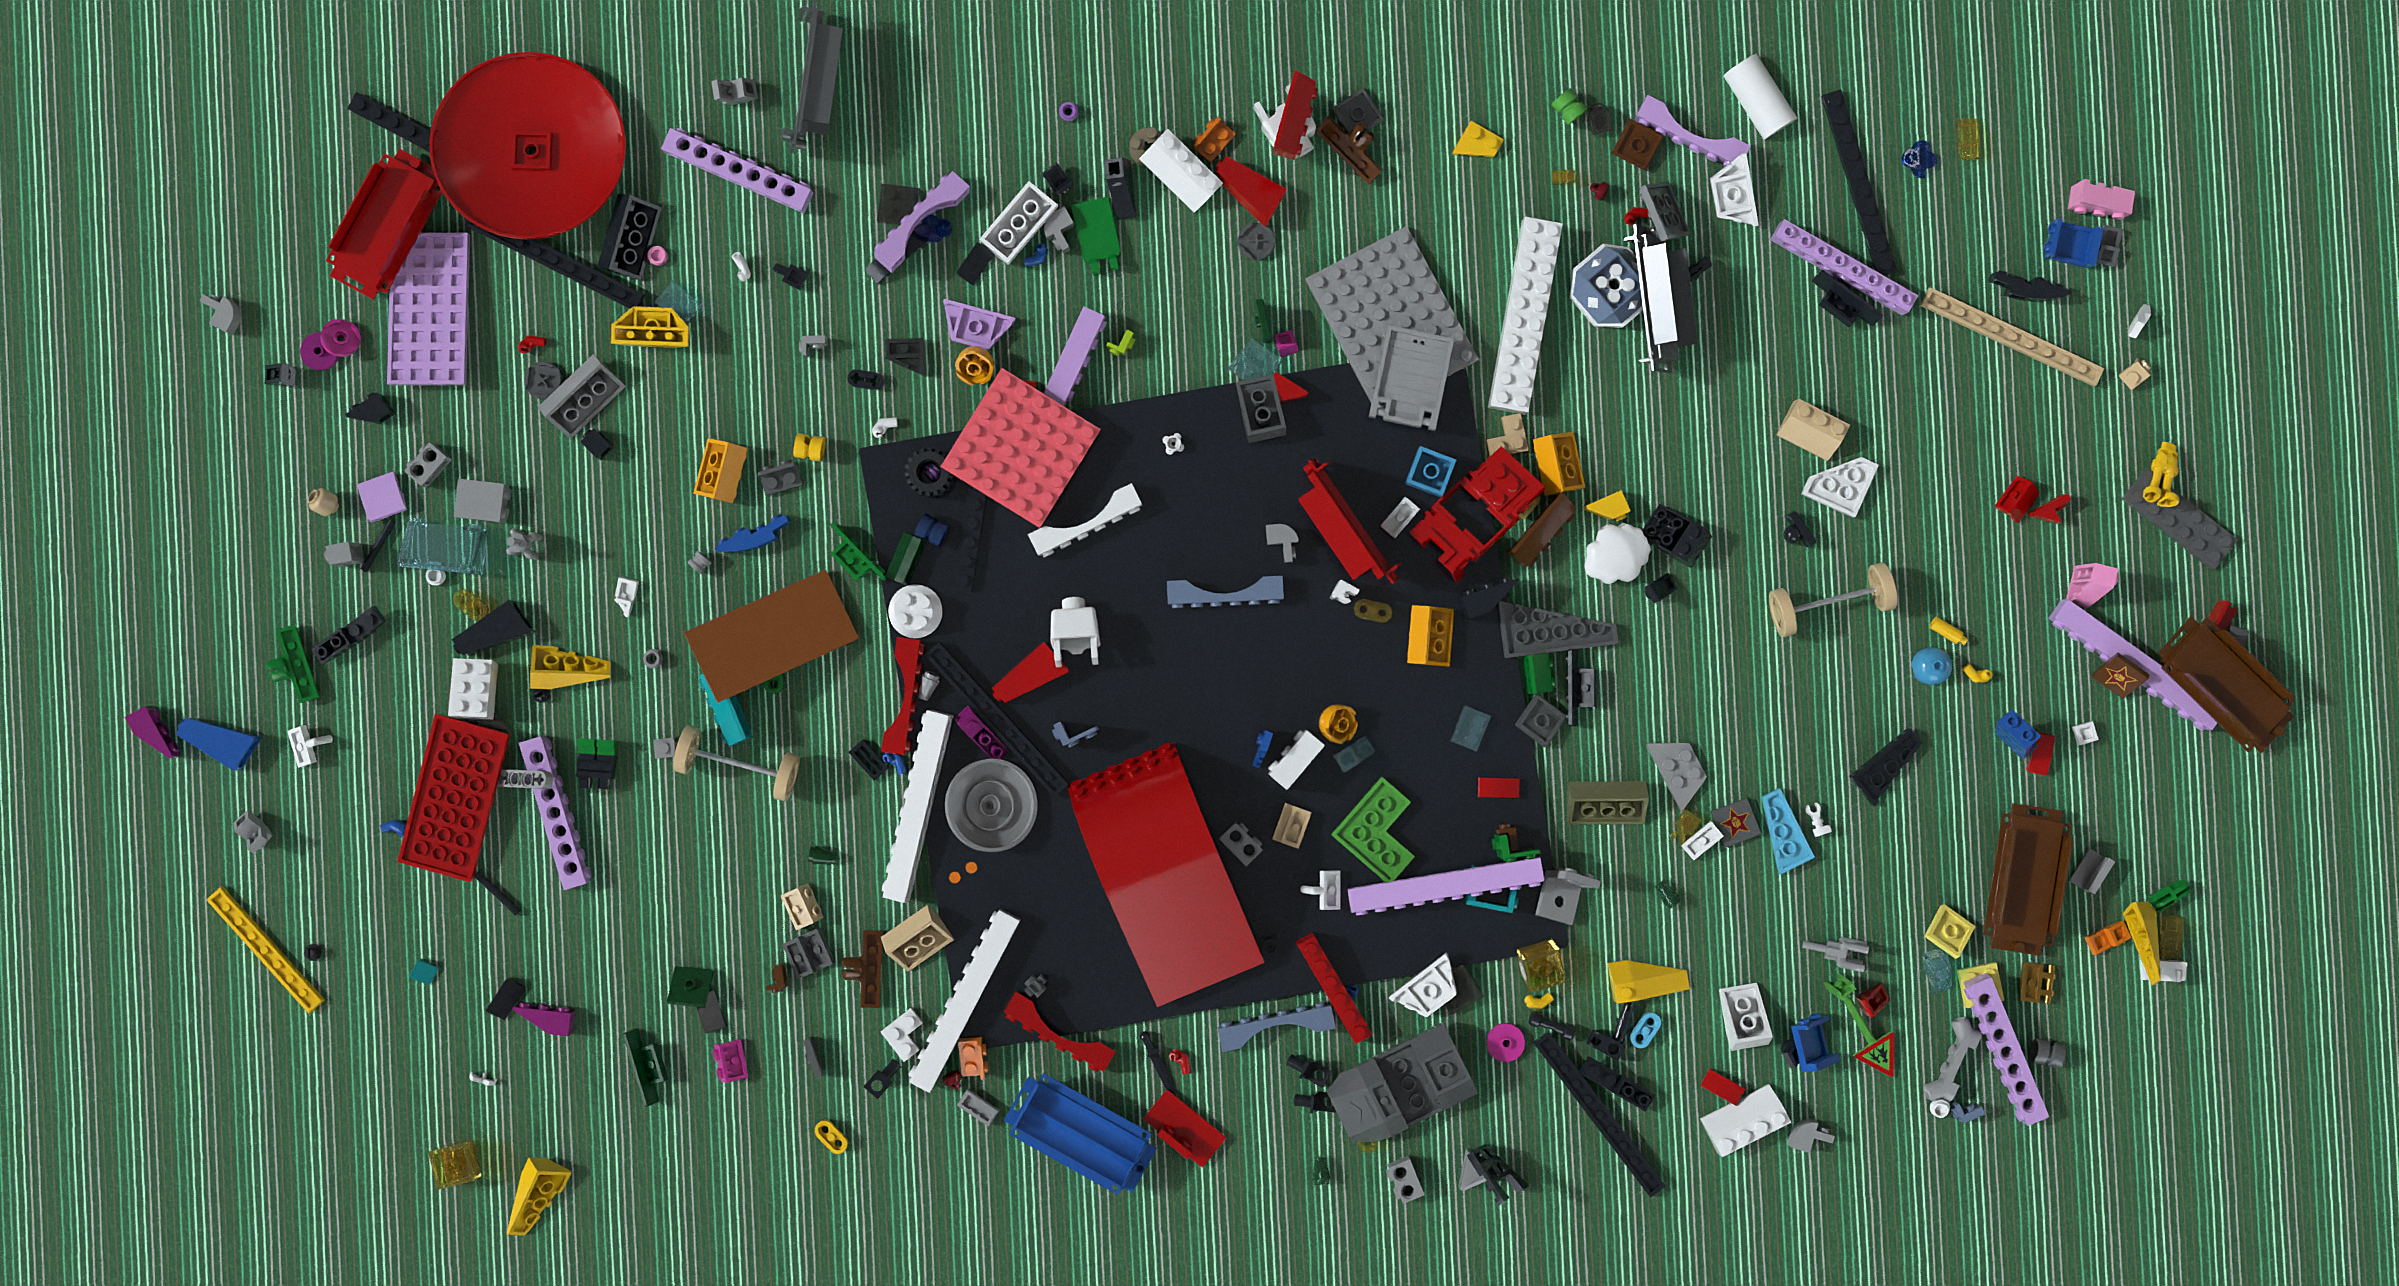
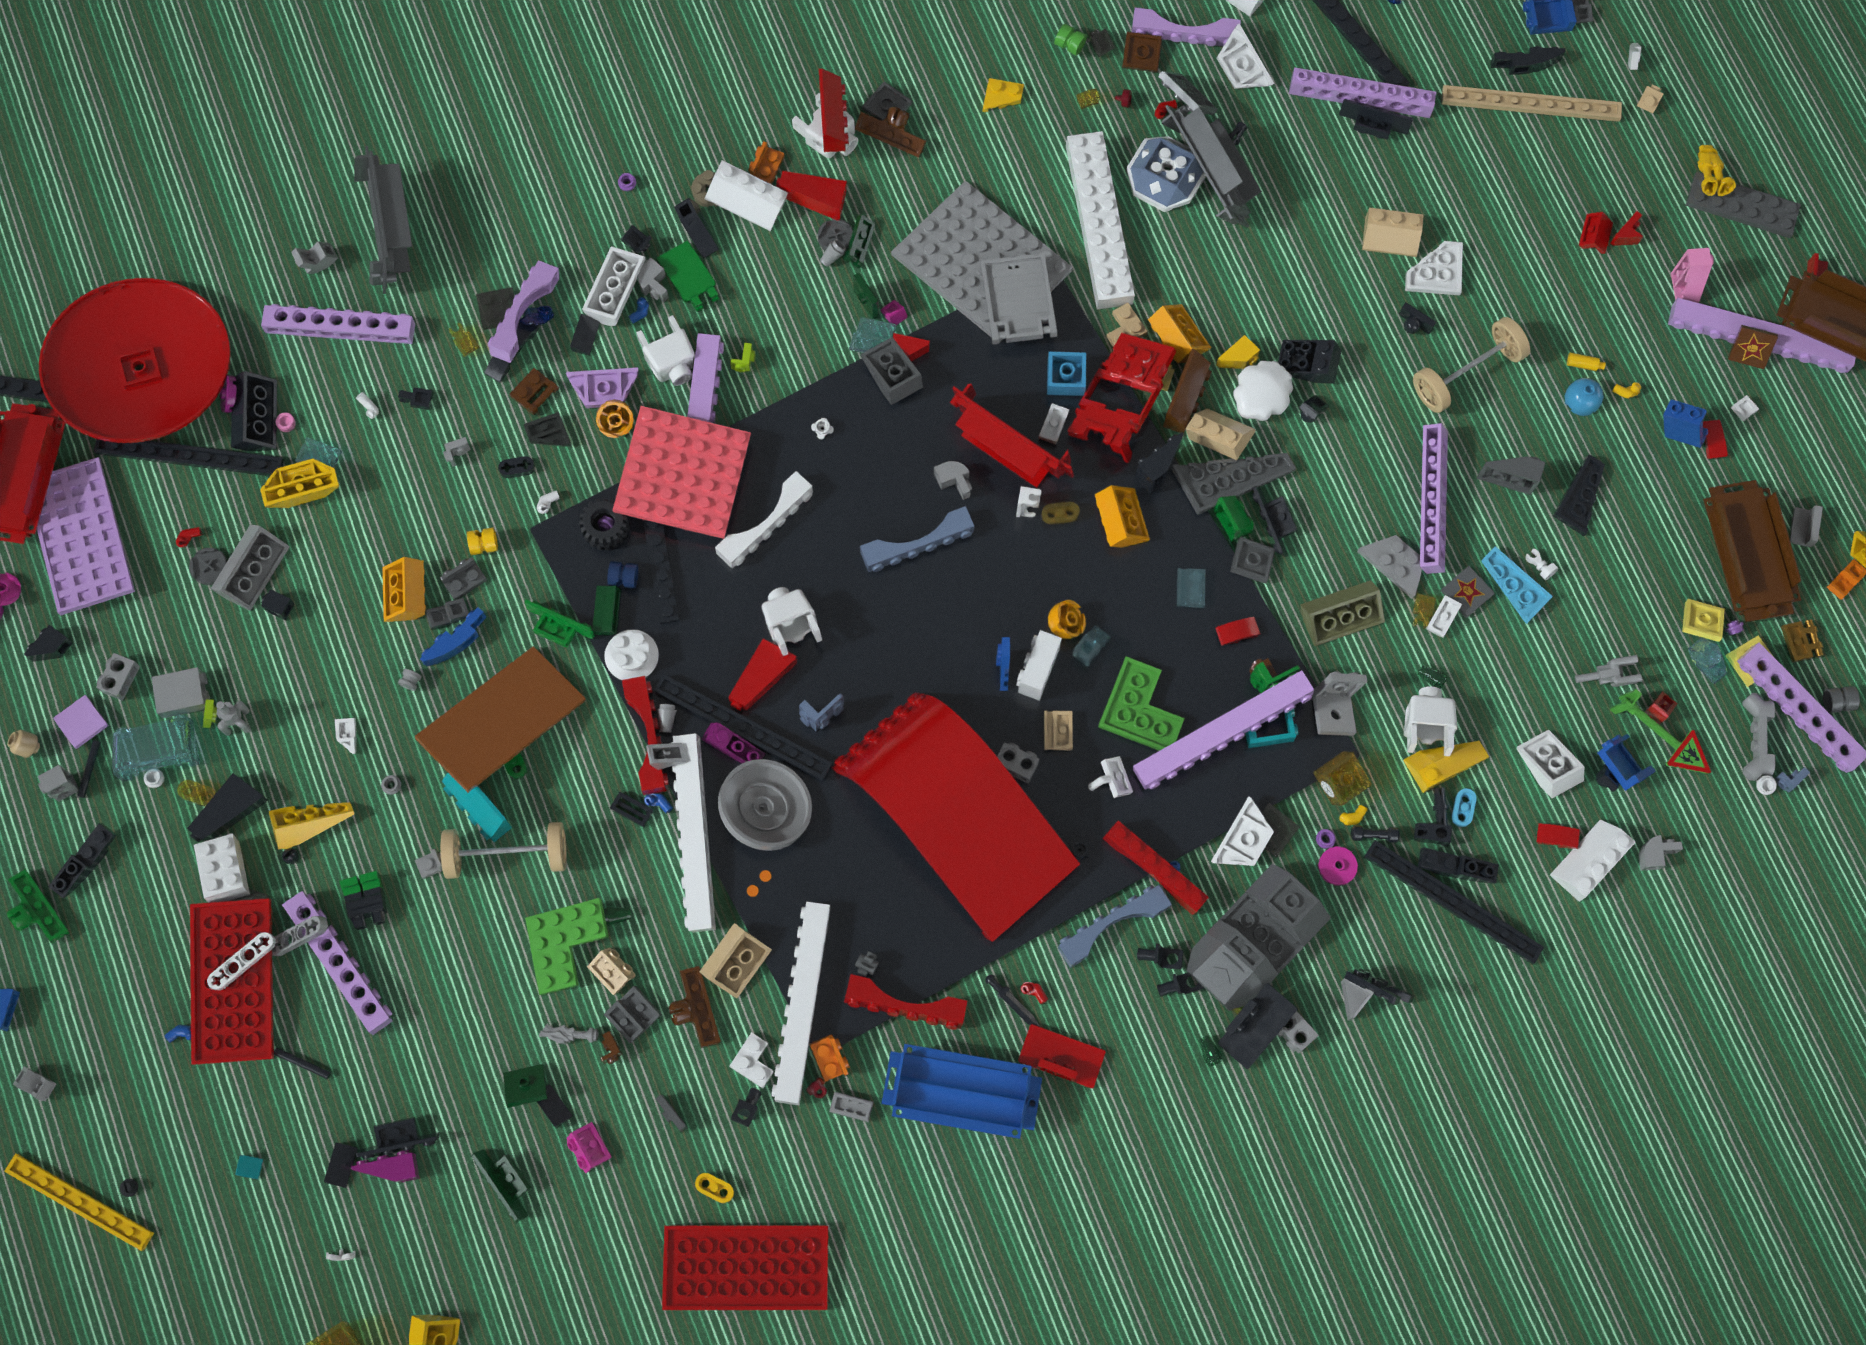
camera: 25 degrees left, 15 degrees down
(303, 745) = (64, 982): white plate -> none
(466, 784) = (239, 958): none -> white beam
(502, 534) = (209, 713): none -> lime plate
(561, 992) = (396, 1135): none -> black bracket
(608, 212) = (228, 394): none -> magenta plate
(740, 950) = (563, 1034): none -> light grey piece
(754, 507) = (447, 614): none -> dark grey slope
(760, 856) = (552, 940): none -> bright green plate
(836, 1216) = (745, 1268): none -> red plate
(855, 231) = (464, 341): none -> clear yellow plate
(902, 302) = (529, 388): none -> reddish brown plate
(913, 728) = (665, 755): none -> light grey slope
(1050, 318) = (670, 356): none -> white piece
(1248, 260) = (833, 252): none -> light grey cone
(1277, 256) = (859, 241): none -> dark green plate
(1372, 1167) = (1257, 1025): none -> black bracket
(1510, 1013) = (1328, 833): none -> medium lavender plate
(1559, 582) = (1219, 433): none -> tan slope
(1647, 937) = (1430, 719): none -> white piece
(1740, 721) = (1433, 498): none -> lavender brick
(1835, 728) = (1517, 474): none -> dark grey slope
(1976, 947) = (1734, 627): none -> medium lavender plate

